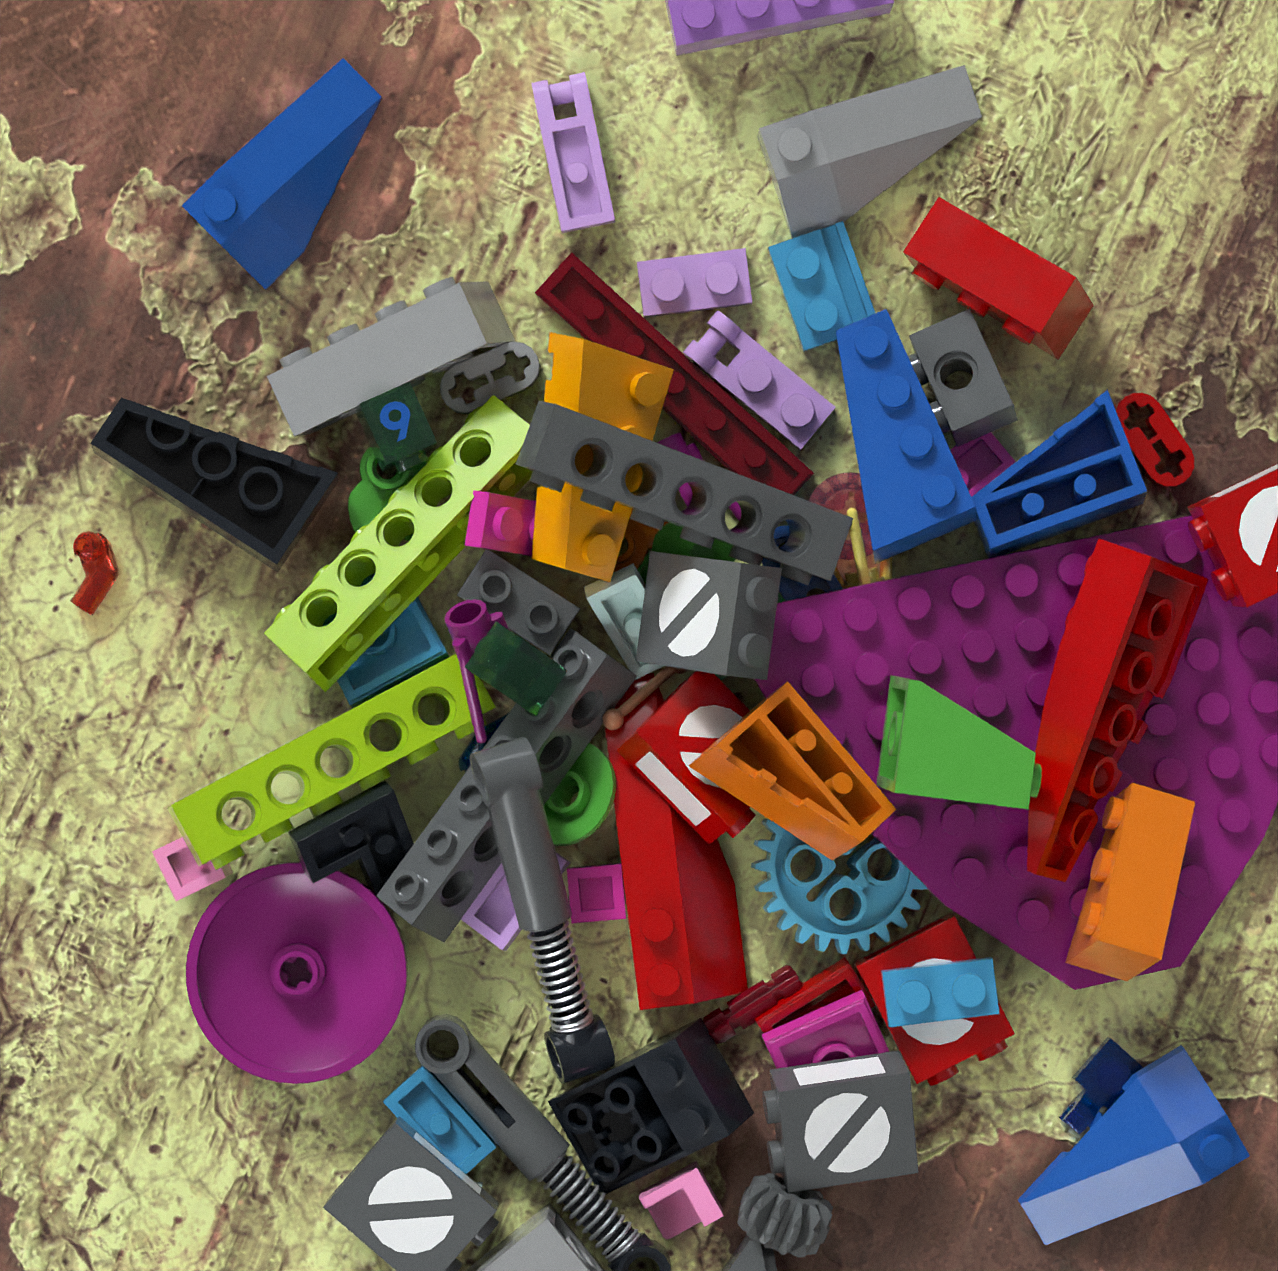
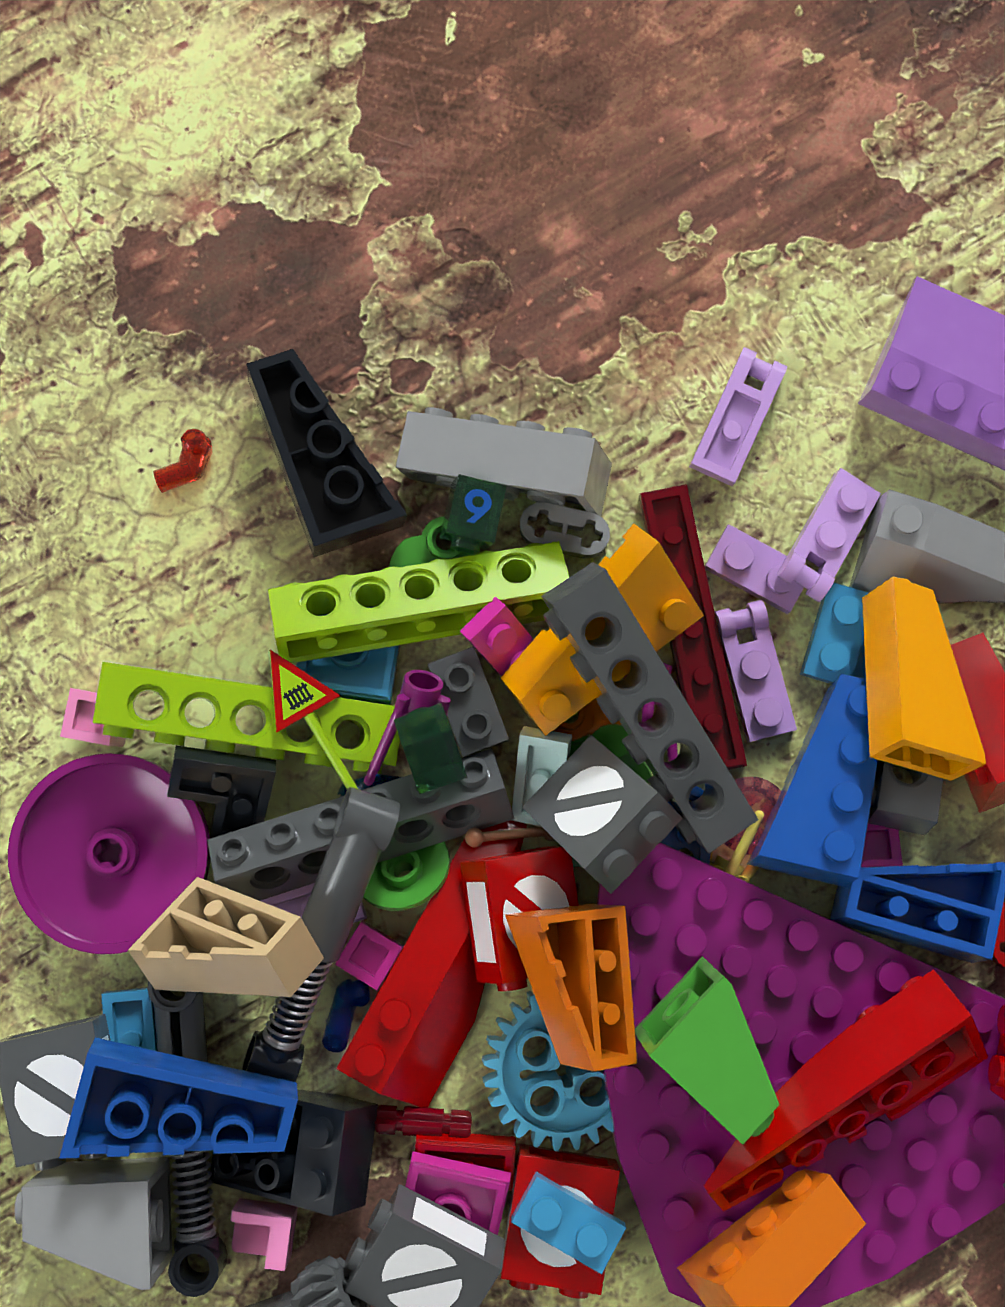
camera: 30 degrees right, 5 degrees down
(282, 180) = (522, 286): blue wedge -> none
(364, 708) = (297, 697): none -> piece
(464, 970) = (226, 945): none -> tan wedge
(524, 1136) = (173, 1105): none -> blue wedge
(609, 961) = (342, 1011): none -> clear blue arm
(735, 203) = (829, 534): none -> lavender plate
(906, 295) = (914, 685): none -> light orange slope

